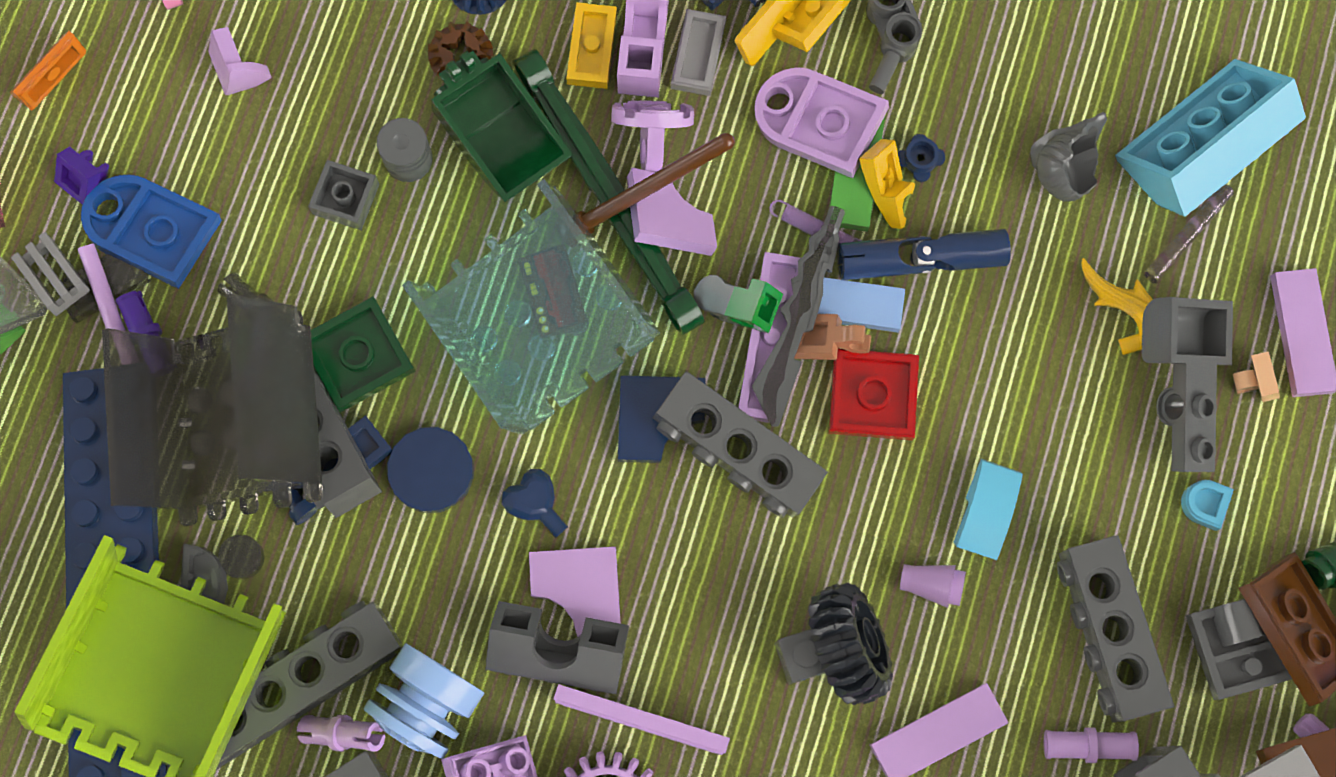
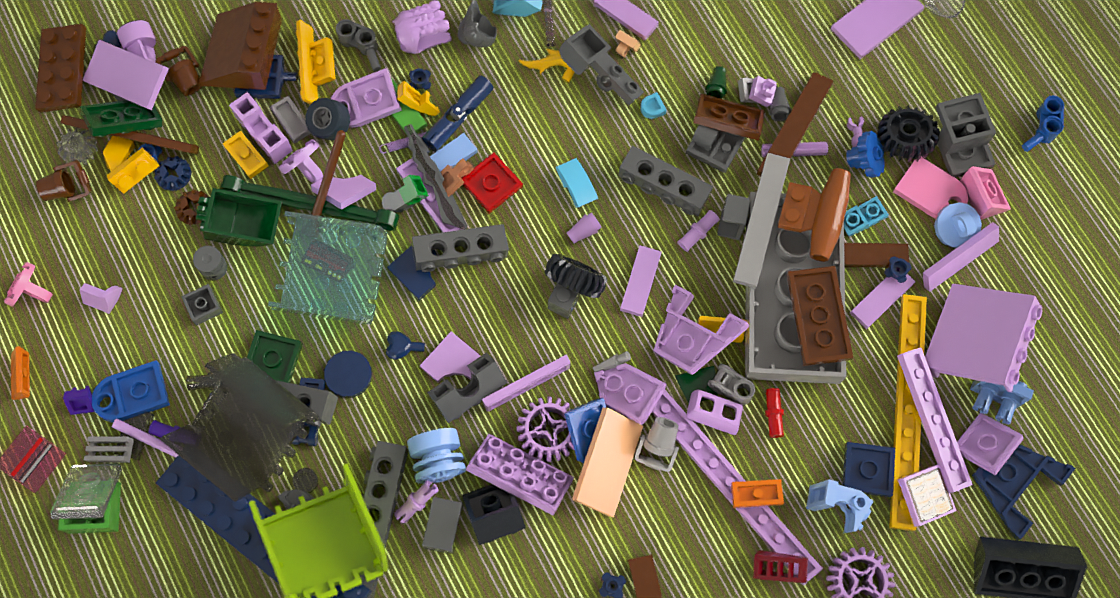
camera: 45 degrees left, 5 degrees down
(742, 98) = (326, 118): none -> black wheel
(992, 89) = (421, 28): none -> lavender piece

